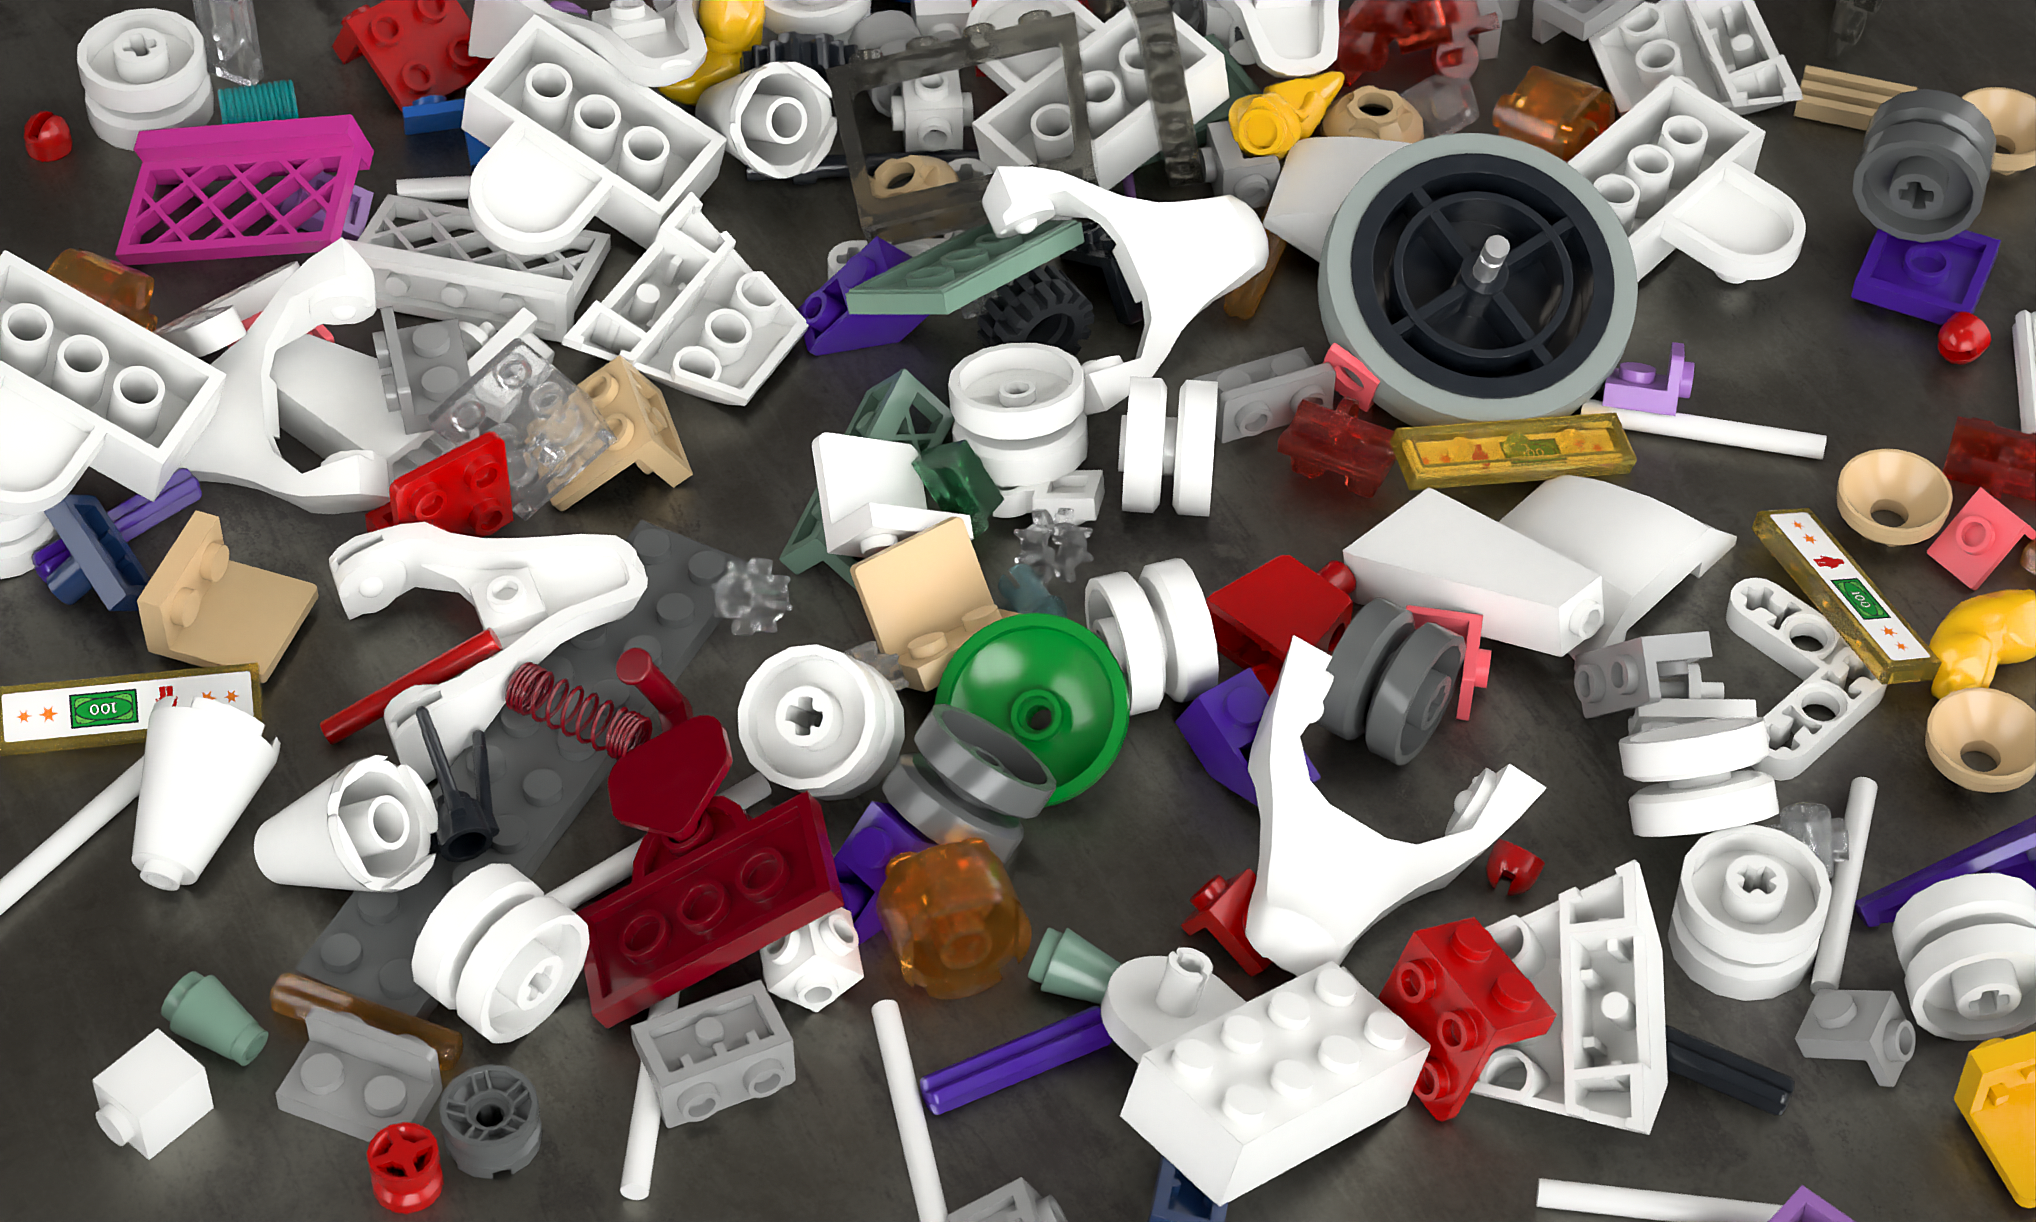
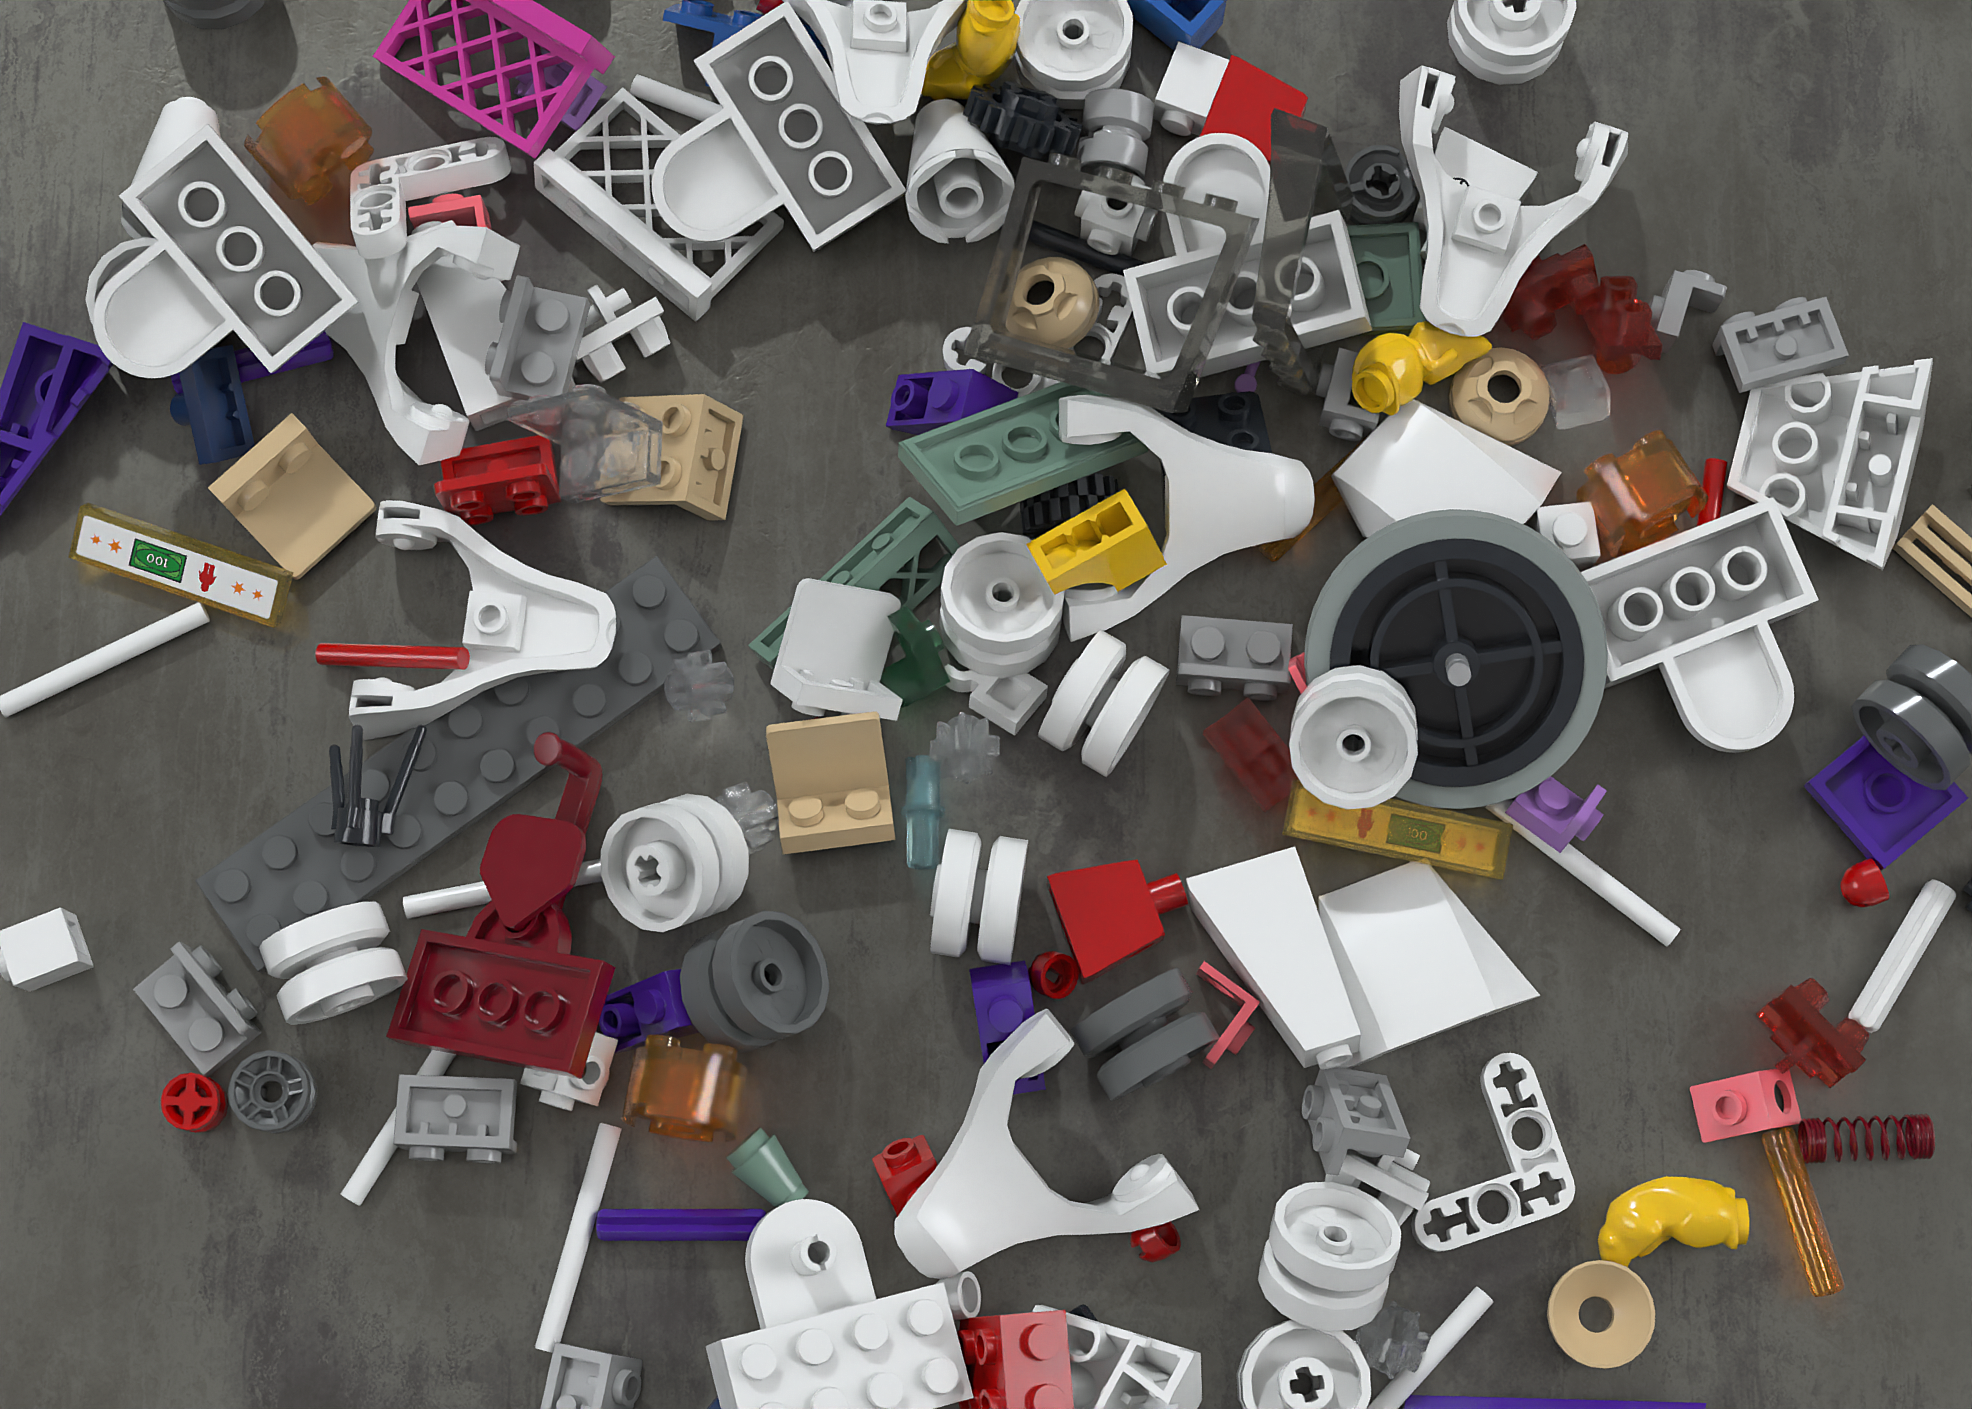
camera: 30 degrees right, 30 degrees up
(195, 785) = (185, 682): white cone -> none
(213, 1018) = (118, 899): sand green cone -> none
(297, 995) = (226, 950): clear orange axle -> none
(353, 831) = (271, 804): white cone -> none
(627, 734) = (477, 709): dark red piece -> none
(693, 314) = (796, 359): white wedge -> none
(1052, 666) = (827, 893): green dish -> none
(1093, 307) = (1098, 546): none -> yellow arch
(1430, 353) = (1353, 770): none -> white wheel
(1846, 596) = (1581, 1112): tile -> none
(1895, 483) = (1710, 1015): tan piece -> none

